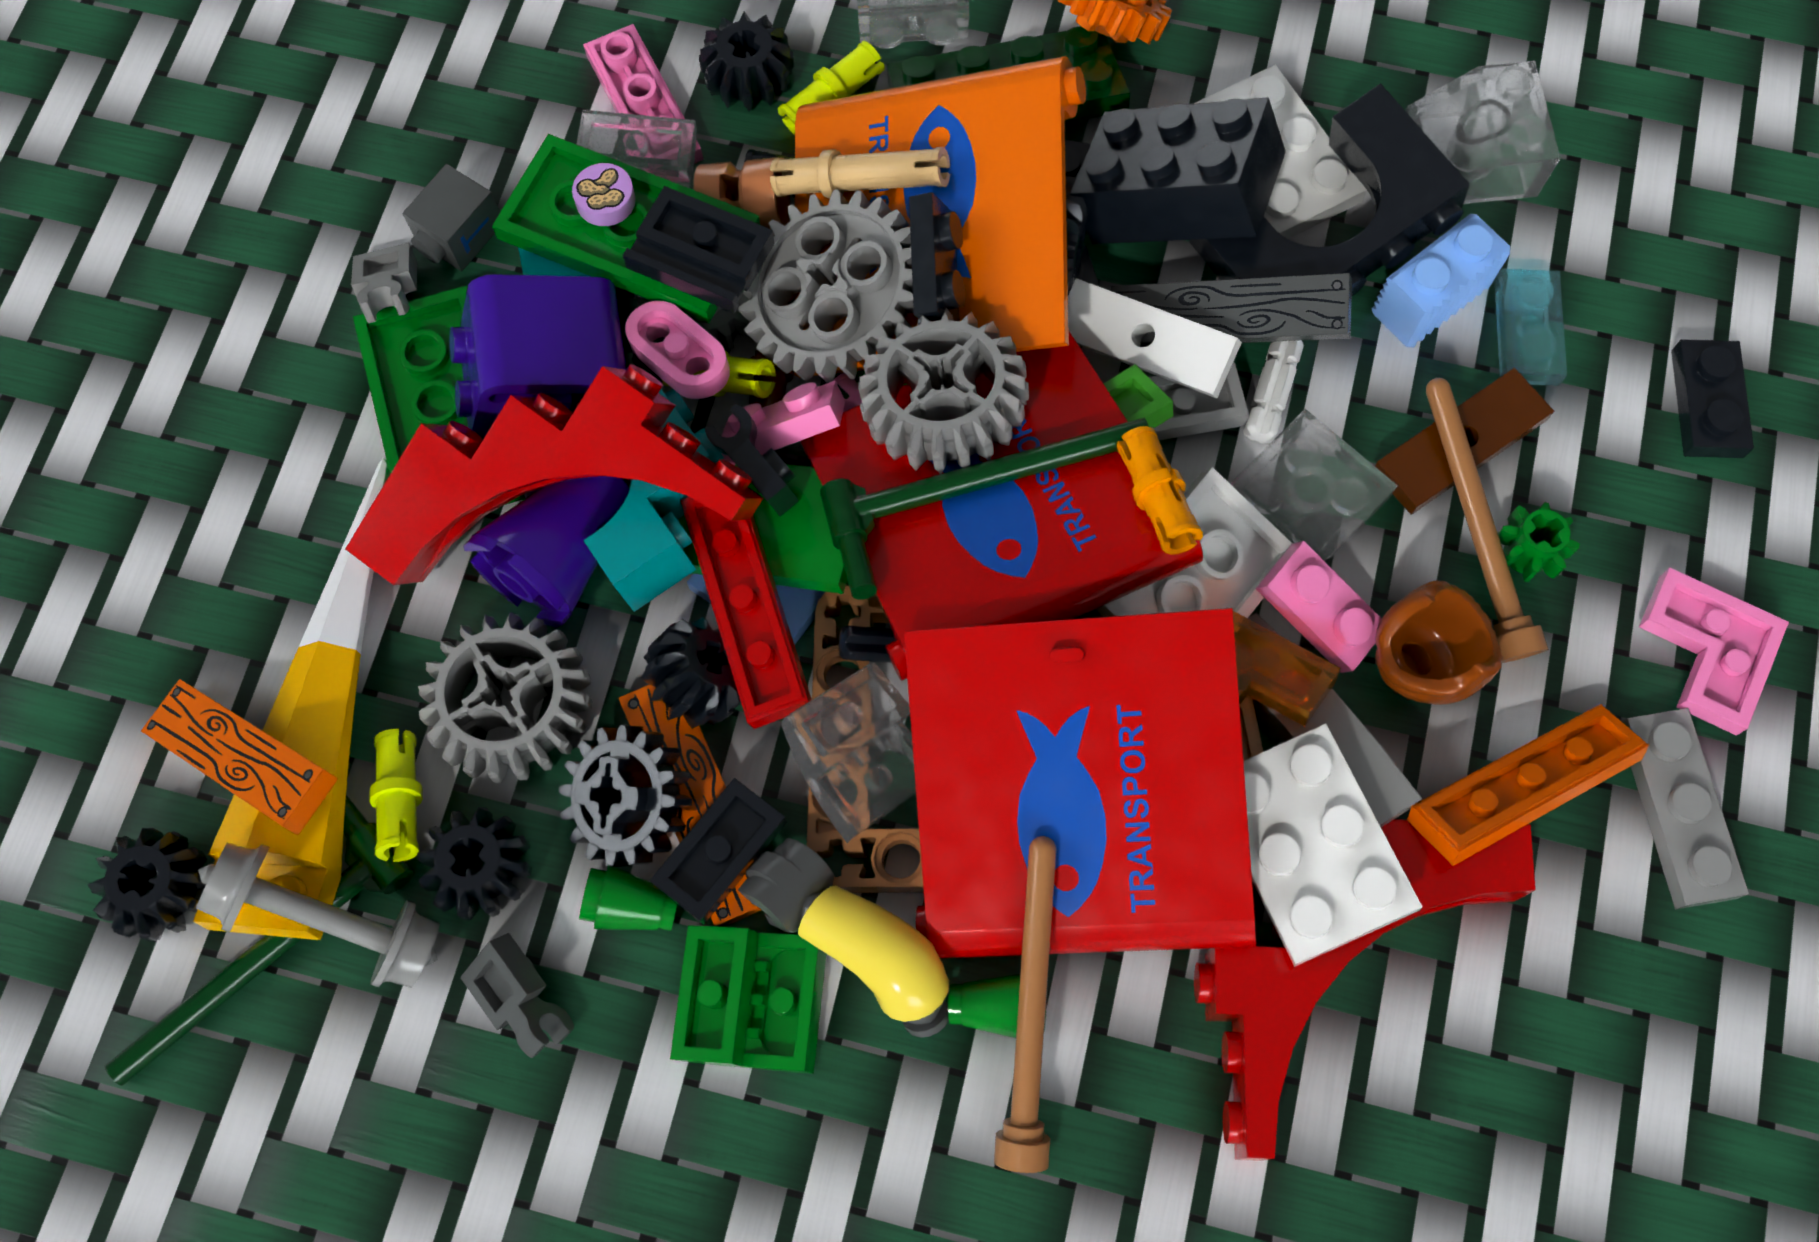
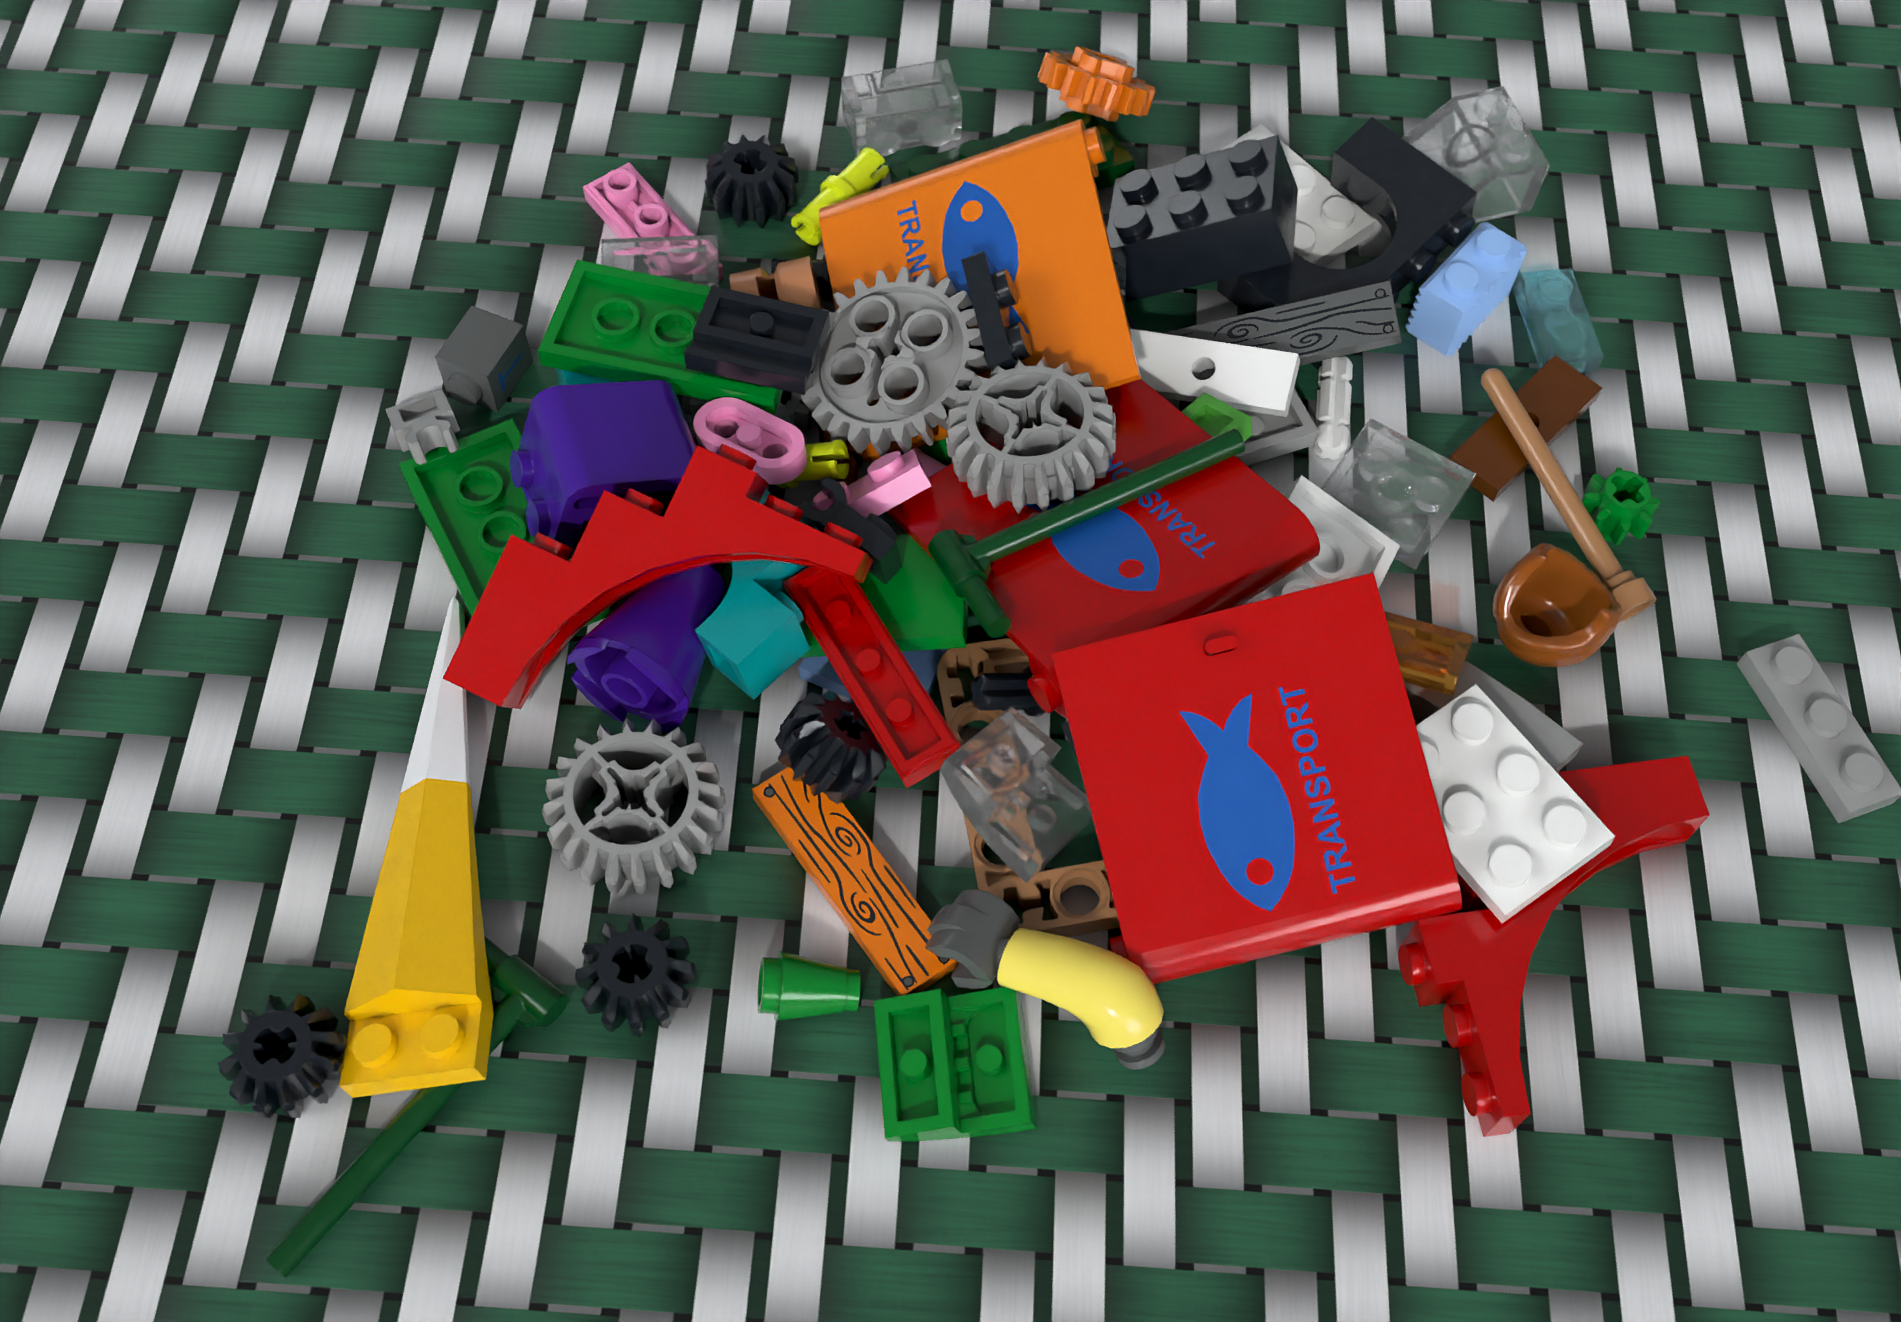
camera: 15 degrees left, 10 degrees down
(240, 757) = (366, 901): orange tile -> none
(396, 795) = (537, 921): neon yellow pin -> none
(402, 948) = (576, 1071): light grey piece -> none
(508, 993) = (696, 1098): dark grey plate -> none
(603, 194) = (648, 304): lavender tile -> none
(625, 796) = (792, 906): black gear -> none
(718, 851) = (894, 916): black plate -> none
(860, 171) = (898, 251): tan pin -> none
(986, 1005) = (1215, 1022): green cone -> none
(1022, 1141) = (1269, 1147): medium nougat piece -> none
(1159, 490) = (1268, 488): light orange pin -> none
(1321, 606) = (1432, 589): bright pink plate -> none
(1526, 784) = (1672, 721): orange tile -> none
(1712, 399) = (1740, 361): black plate -> none
(1731, 643) = (1820, 567): bright pink plate -> none

